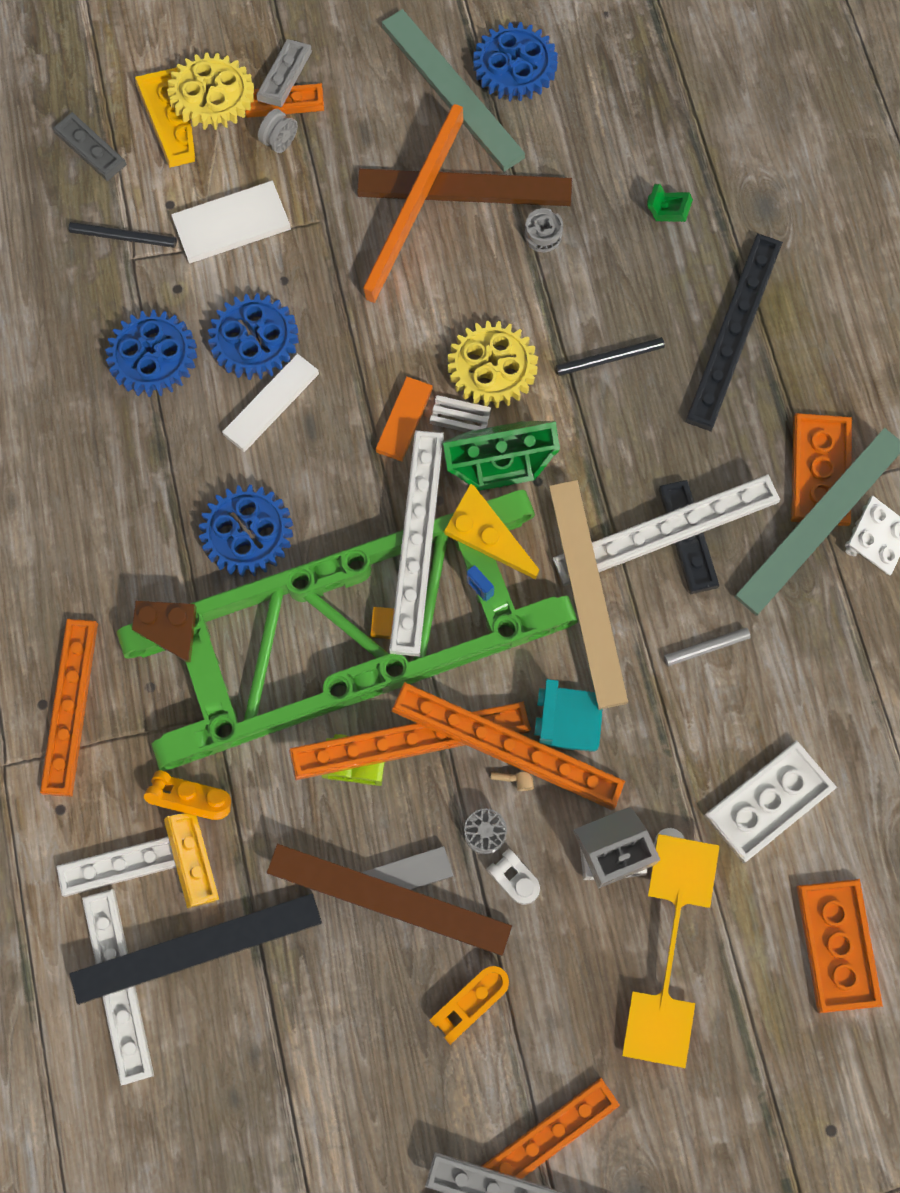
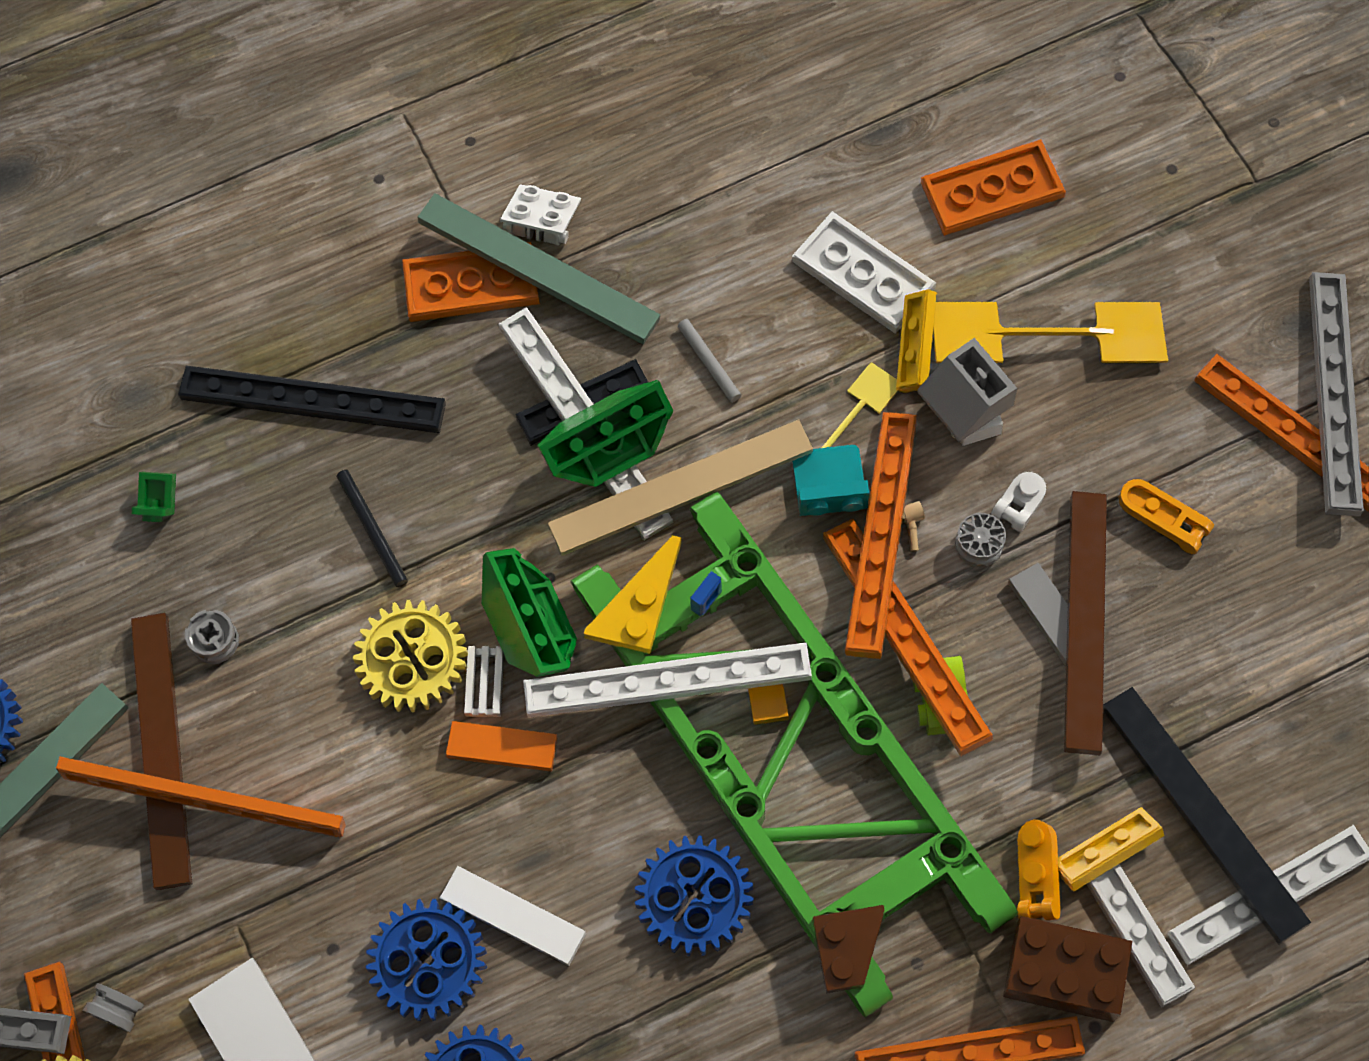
camera: 100 degrees left, 5 degrees down
(104, 795) = (1068, 969): none -> reddish brown brick
(641, 534) = (608, 435): none -> green wedge
(652, 780) = (872, 389): none -> light yellow piece
(686, 824) = (916, 340): none -> yellow tile

